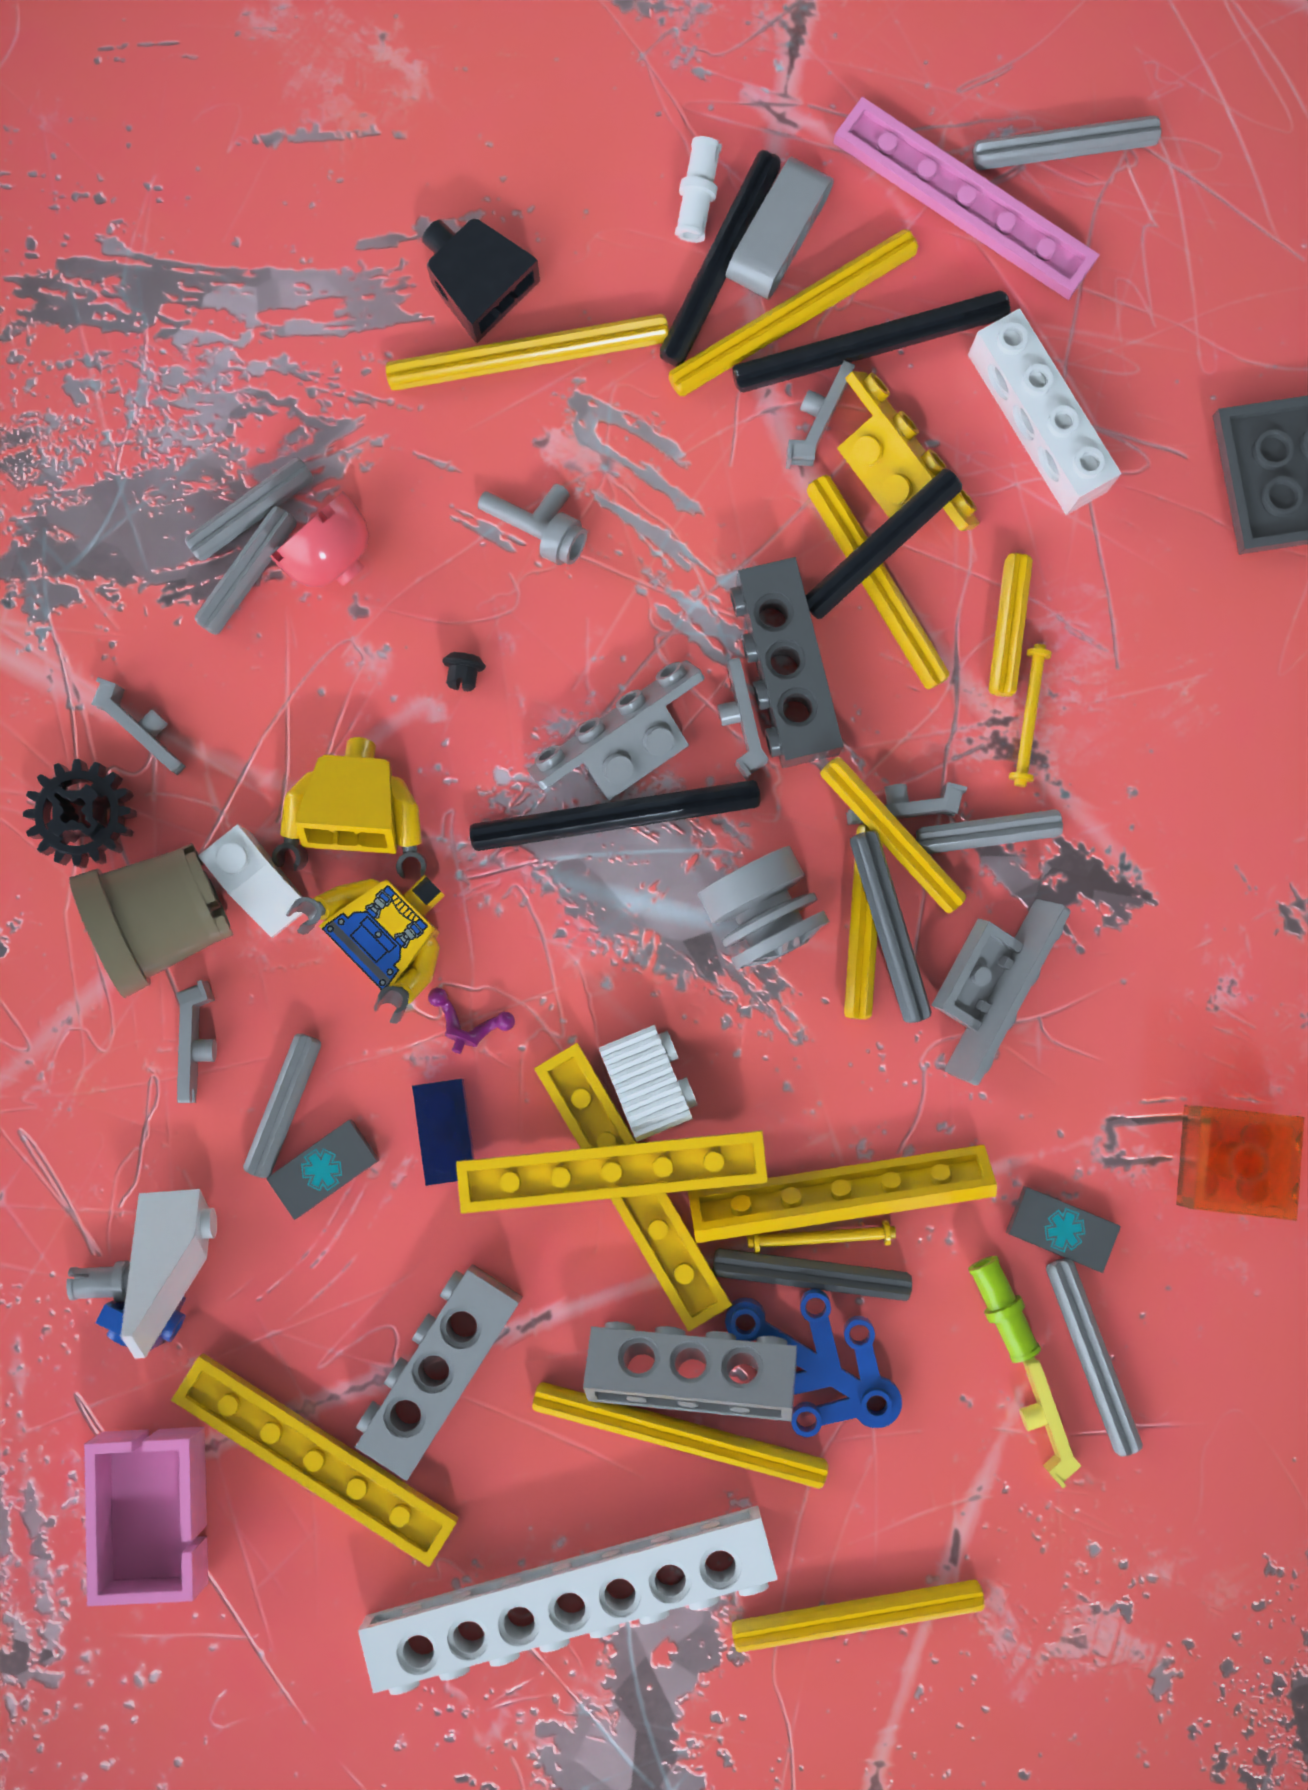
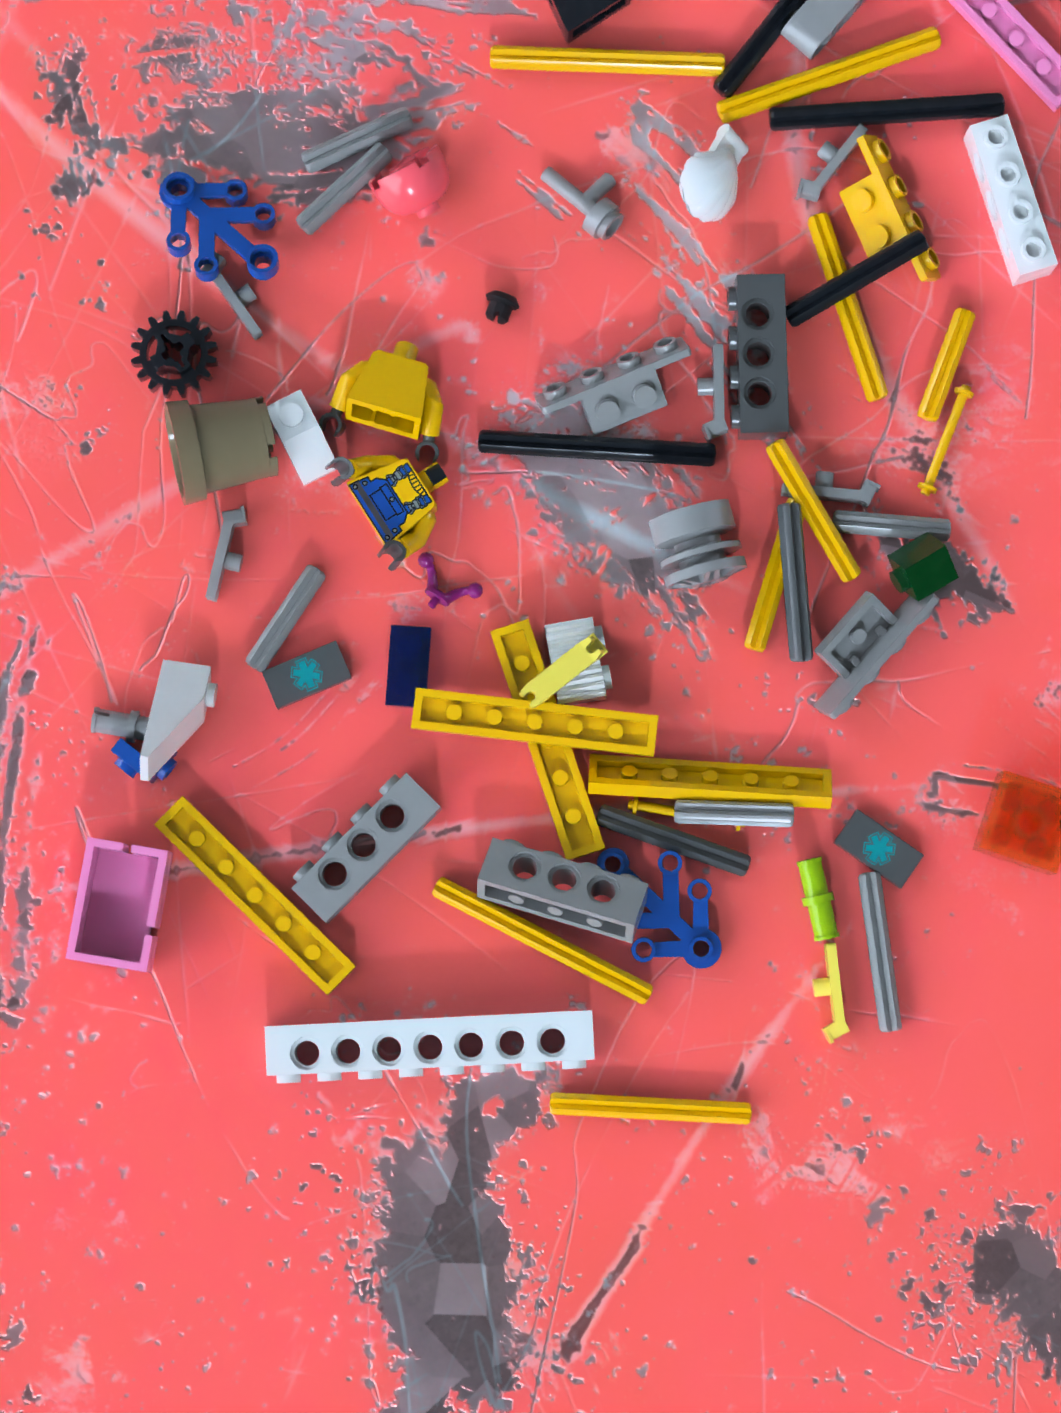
camera: 10 degrees right, 0 degrees up
(97, 643) = (217, 222): none -> blue plant
(635, 1101) = (564, 670): none -> light yellow piece
(681, 460) = (711, 176): none -> white animal
(880, 1228) = (733, 813): none -> light grey axle
(1040, 875) = (921, 567): none -> dark green brick

